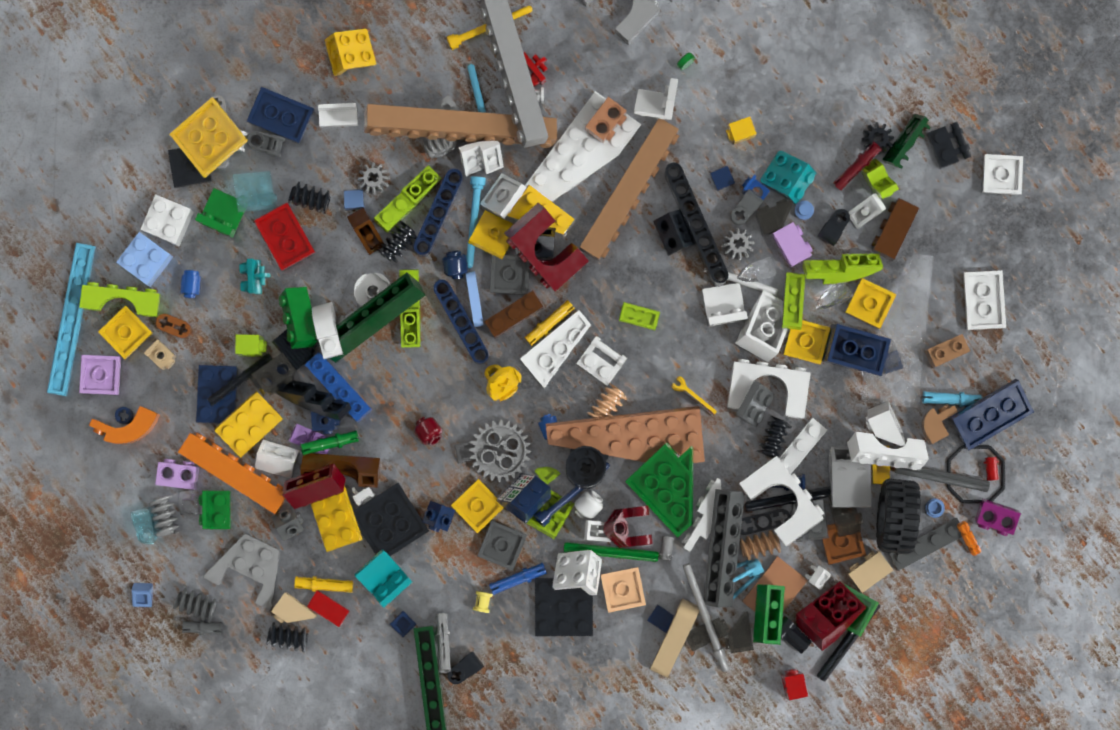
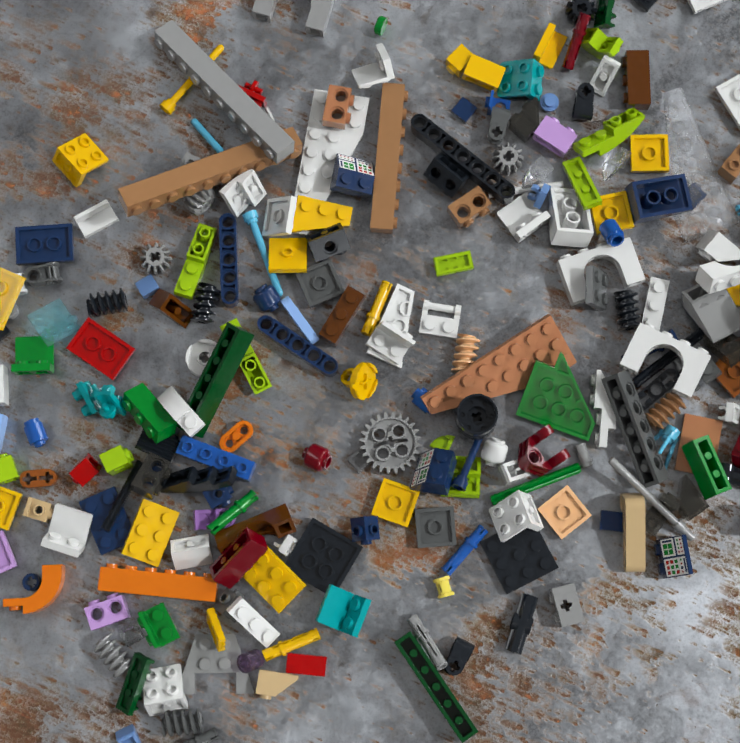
camera: 30 degrees left, 5 degrees down
(143, 522) = (97, 671): clear light blue piece -> none
(170, 549) = (134, 683): none -> dark green plate
(177, 386) = (68, 530): none -> white bracket
(193, 568) = (164, 690): none -> white bracket
(218, 340) = (85, 470): none -> red brick
(263, 541) = (215, 629): none -> yellow tile
(268, 290) = (110, 403): none -> teal hips
(280, 581) = (250, 661): none -> clear purple wheel
(291, 638) = (281, 709): black piece -> none
(299, 548) = (253, 621): none -> white plate
(366, 376) = (235, 435): none -> orange plate
(403, 624) = (381, 644): dark blue tile -> none
(524, 236) = (316, 241): dark red arch -> none
(534, 668) = (521, 623): none -> black piece
(543, 361) = (390, 341): none -> white bracket
(583, 684) = (569, 595): none -> light grey brick
(588, 190) = (352, 176): none -> dark blue slope
(678, 267) = (466, 204): none -> medium nougat brick
(683, 388) = (538, 308): yellow flag -> none
(698, 678) = (673, 556): none -> slope
(748, 293) = (540, 195): none -> medium blue tile
(757, 153) = (483, 73): none -> yellow panel
(795, 361) = (612, 232): none -> blue brick
(831, 158) = (549, 47): none -> yellow panel

